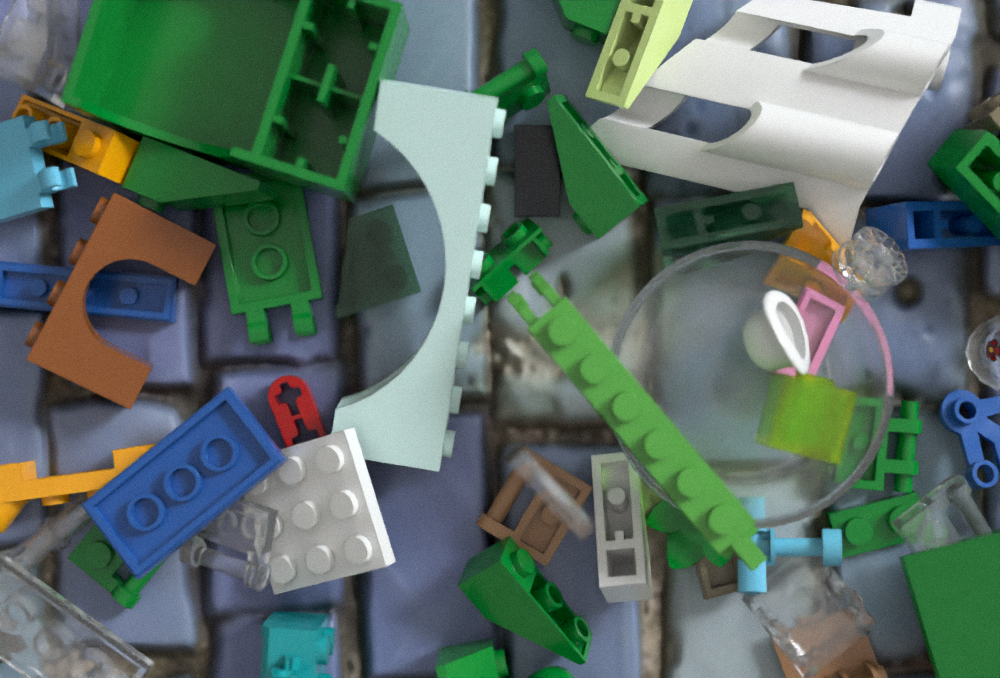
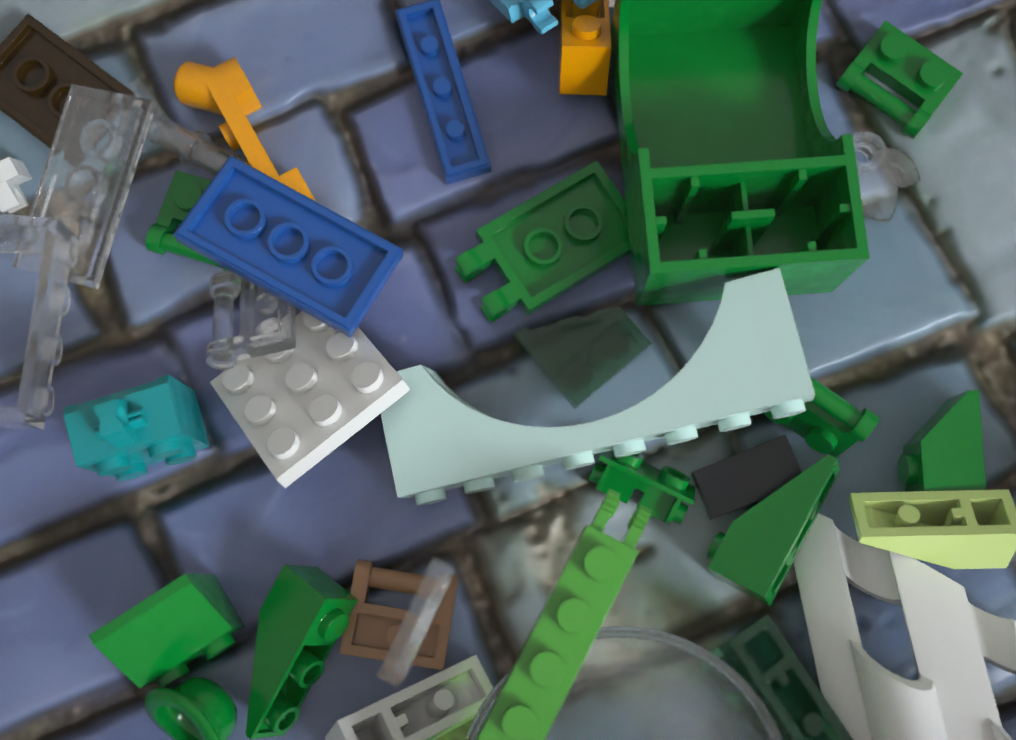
camera: 70 degrees right, 10 degrees down
(67, 339) = (391, 83): dark orange arch -> none
(188, 182) = (590, 139): green slope -> none
(284, 414) = (397, 321): red beam -> none

